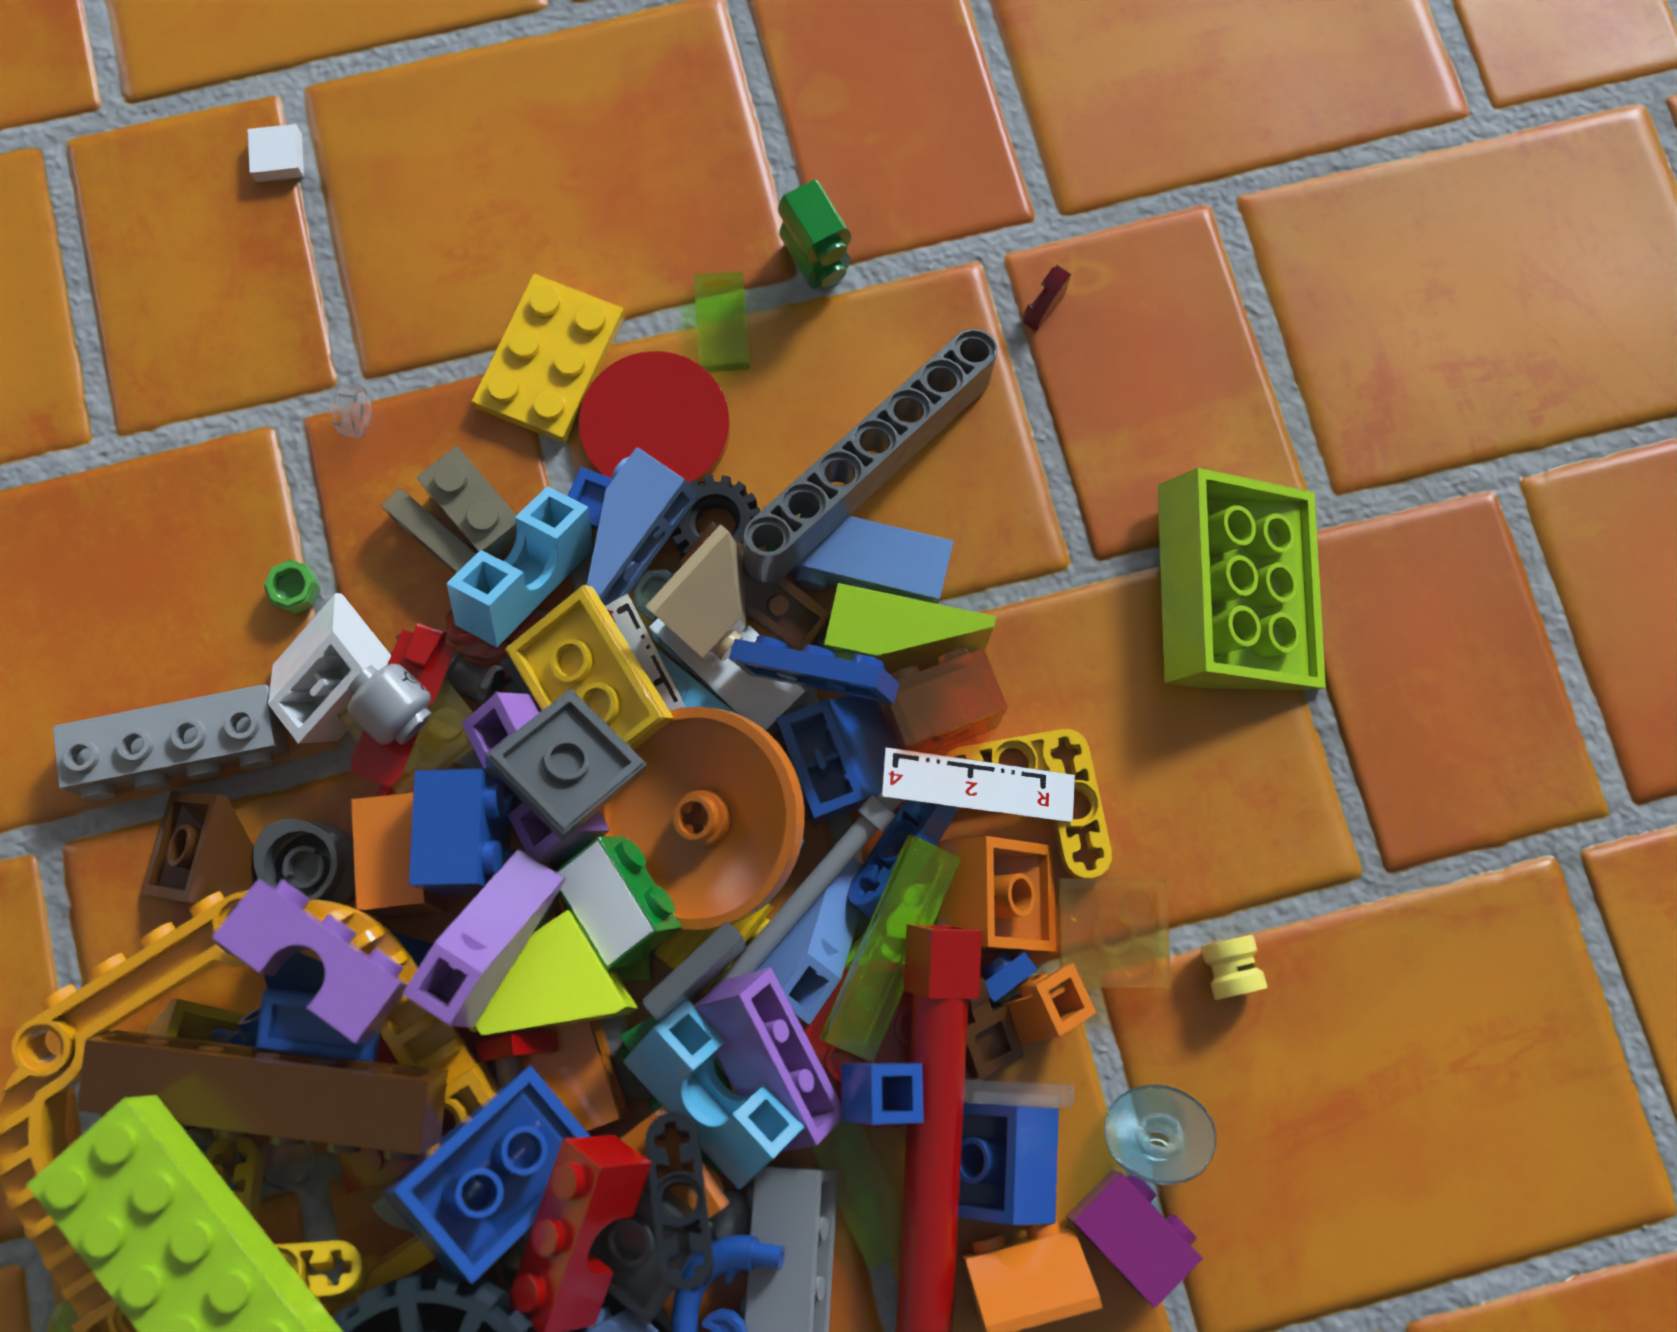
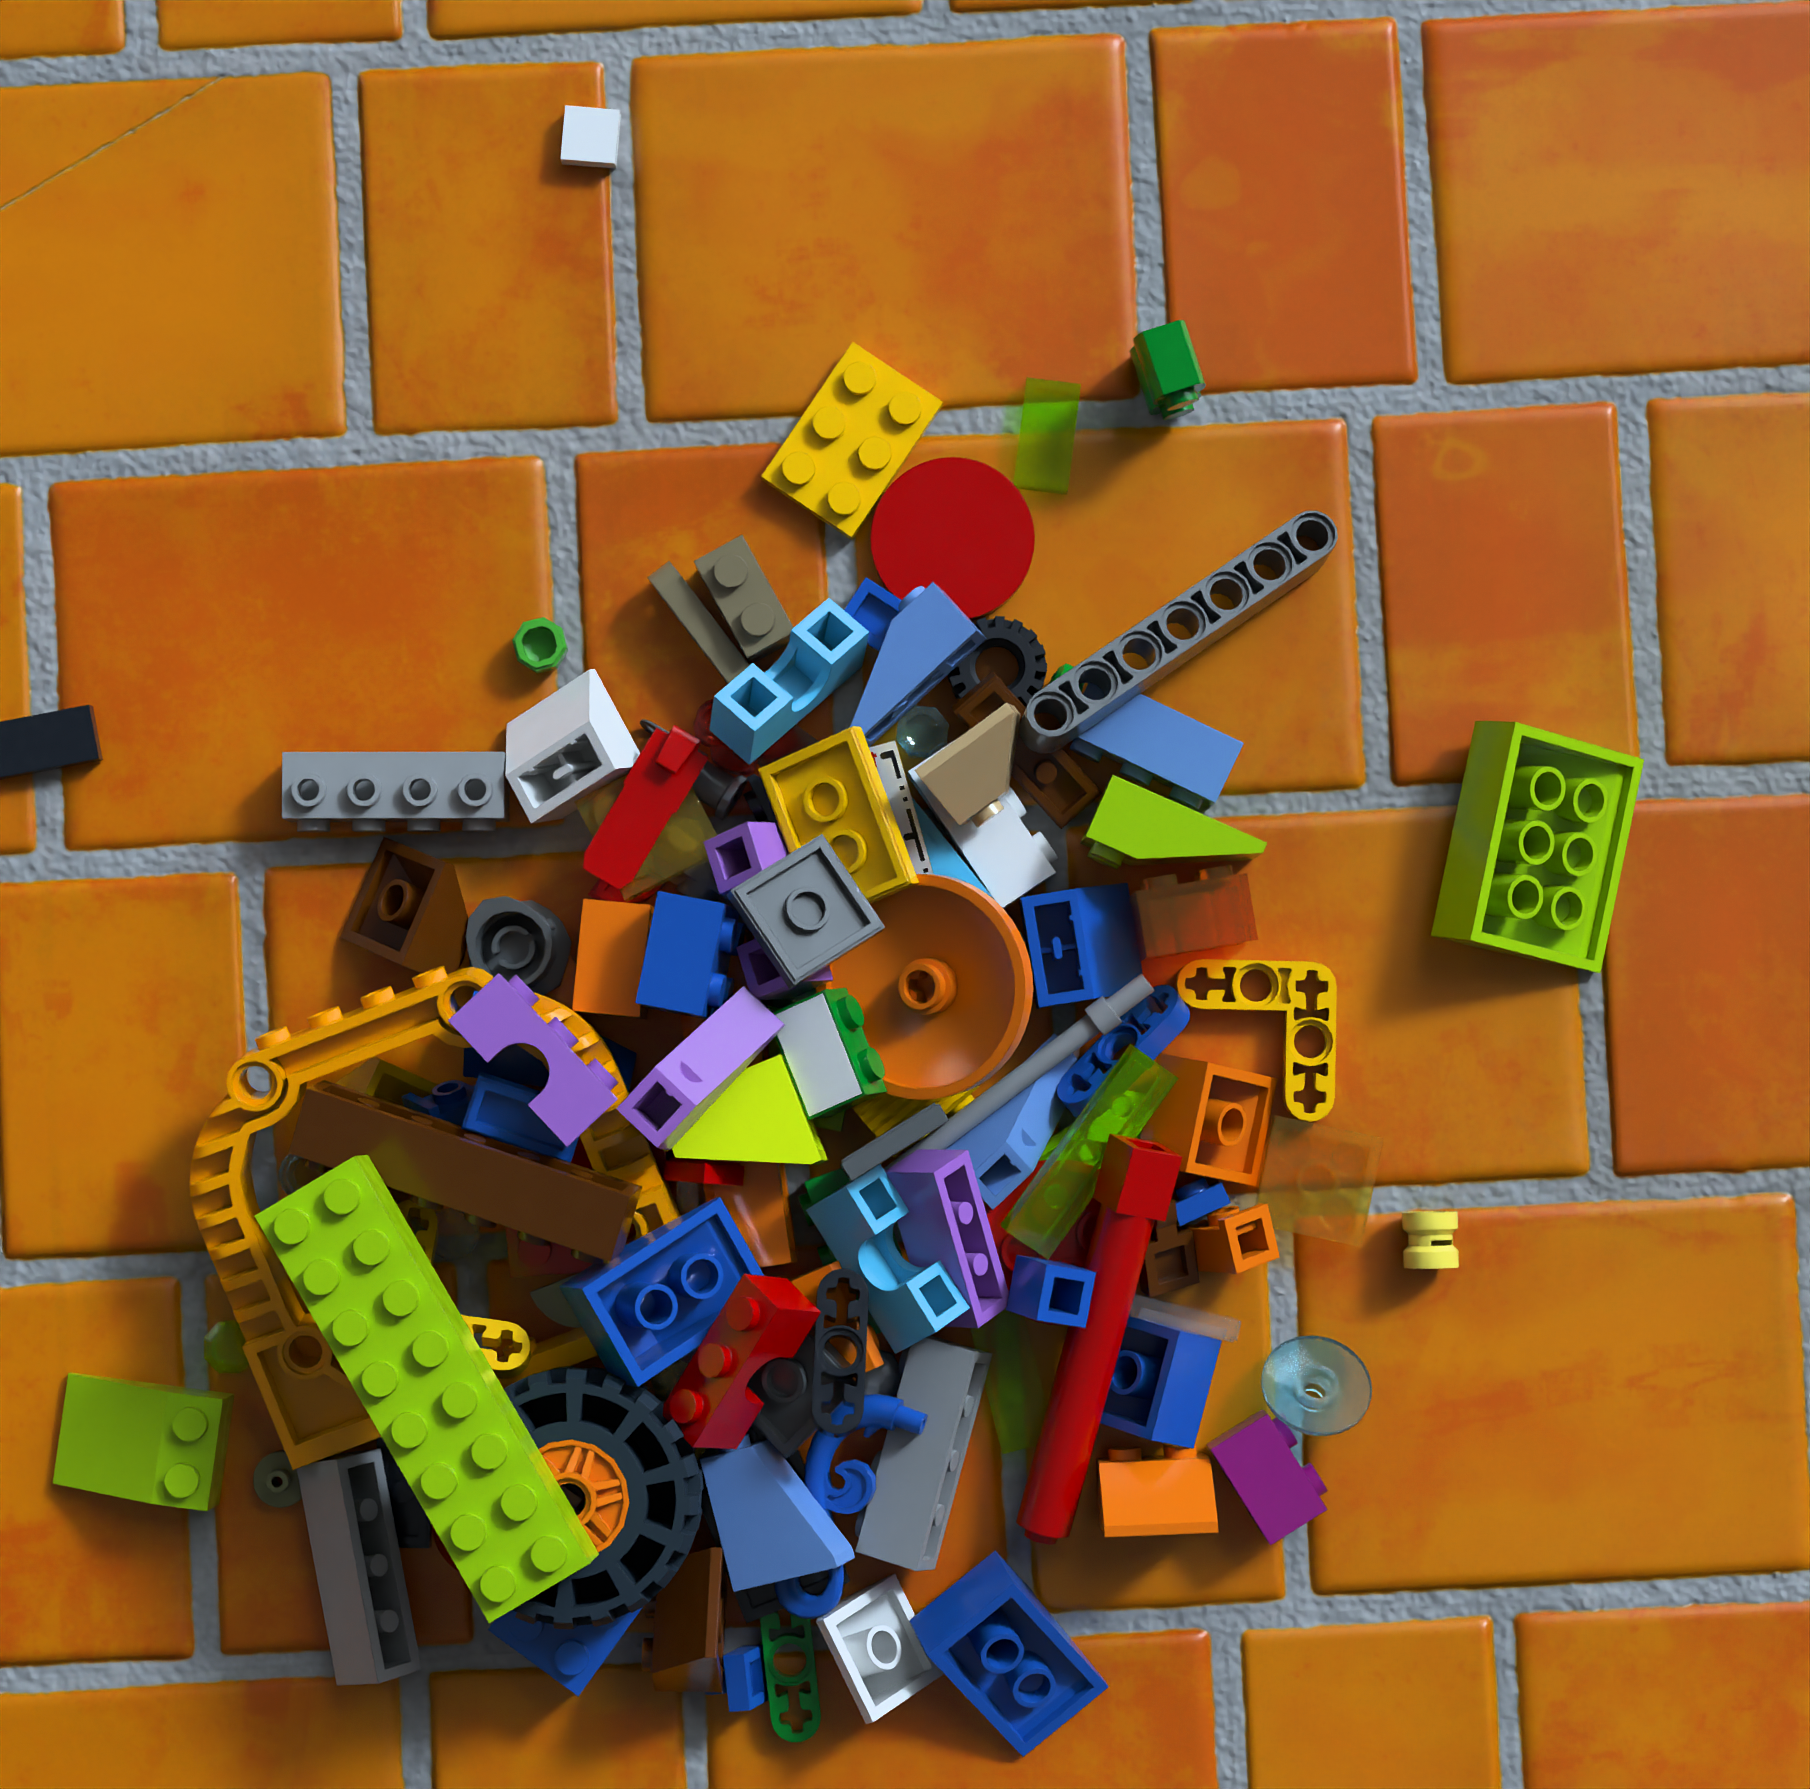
camera: 10 degrees right, 10 degrees up
(352, 411) = (633, 463): clear tile -> none
(389, 703) = (635, 809): light grey head -> none
(815, 668) = (1071, 859): blue plate -> none
(978, 785) = (1213, 1007): white sticker -> none
(1054, 291) = (1405, 484): dark red tile -> none

